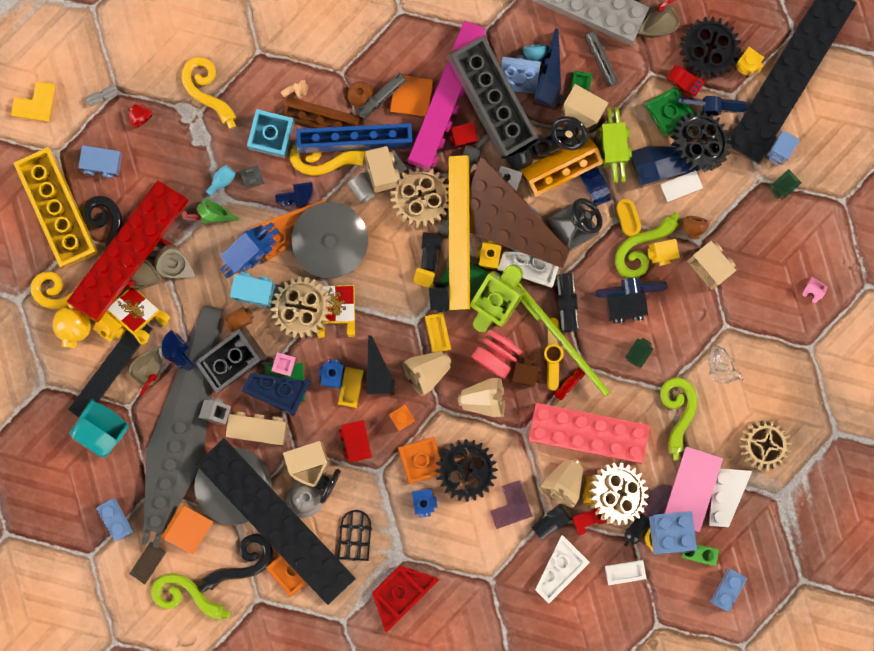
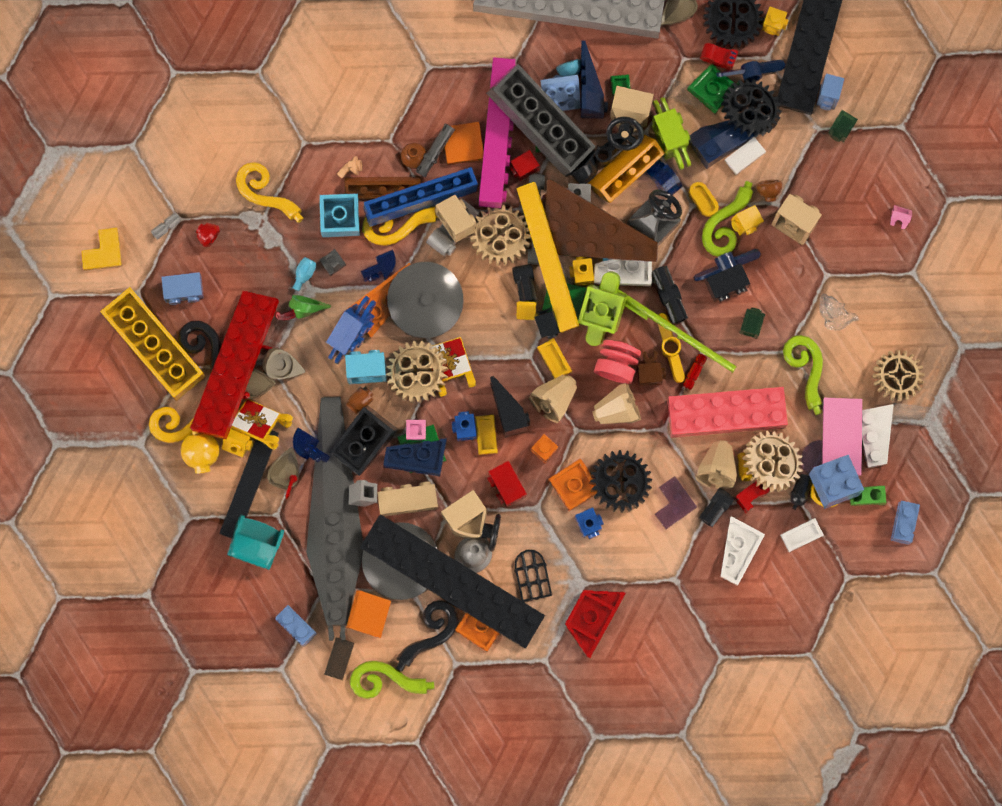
camera: 20 degrees left, 5 degrees down
(591, 39) = (633, 57): dark grey pin -> none

